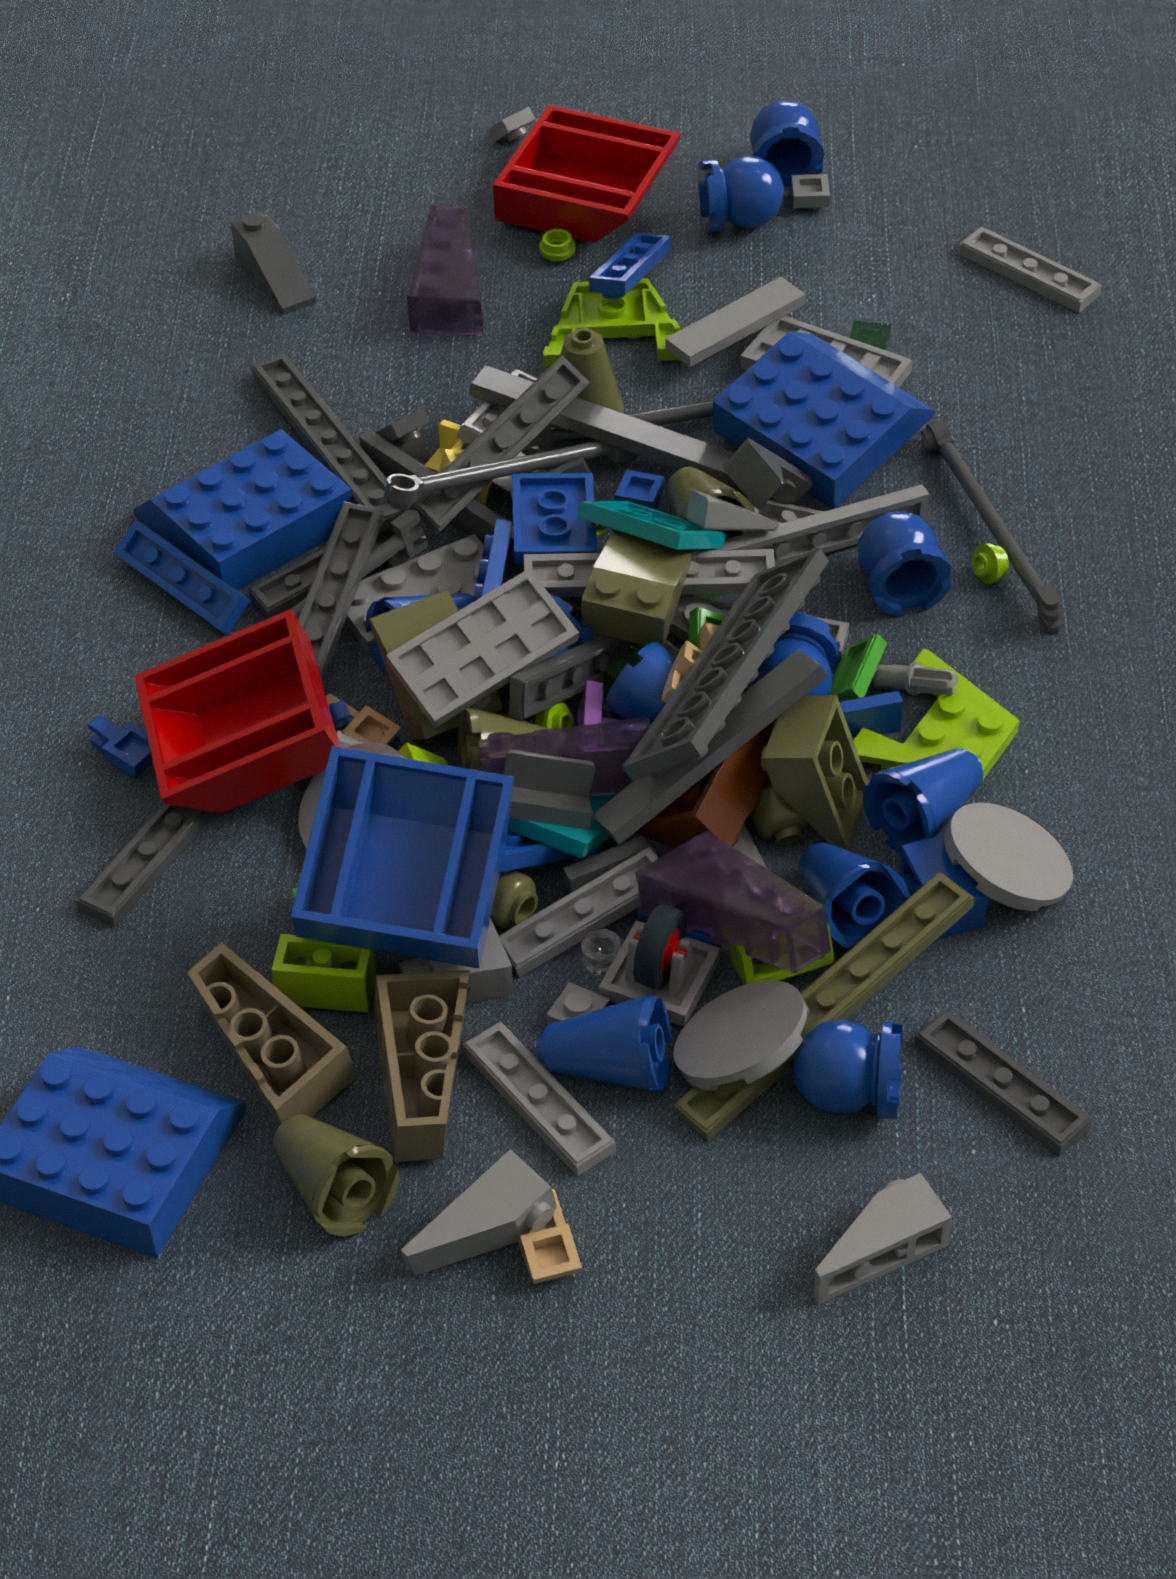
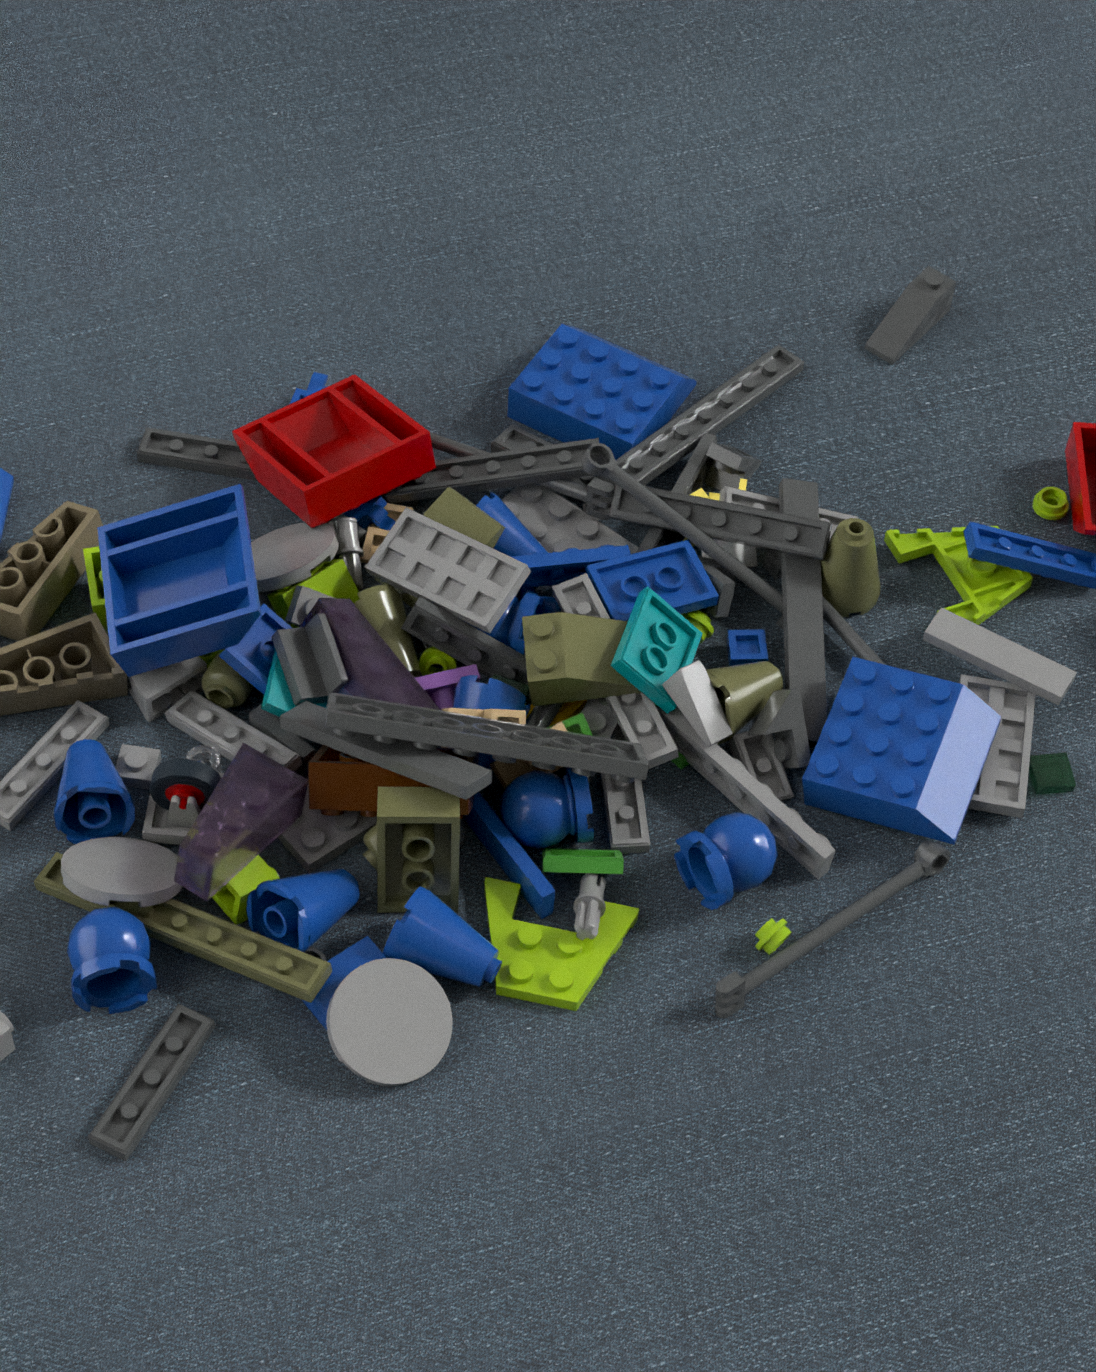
camera: 65 degrees right, 5 degrees up
(182, 576) = (493, 393): blue plate -> none
(445, 279) = (959, 433): clear purple wedge -> none

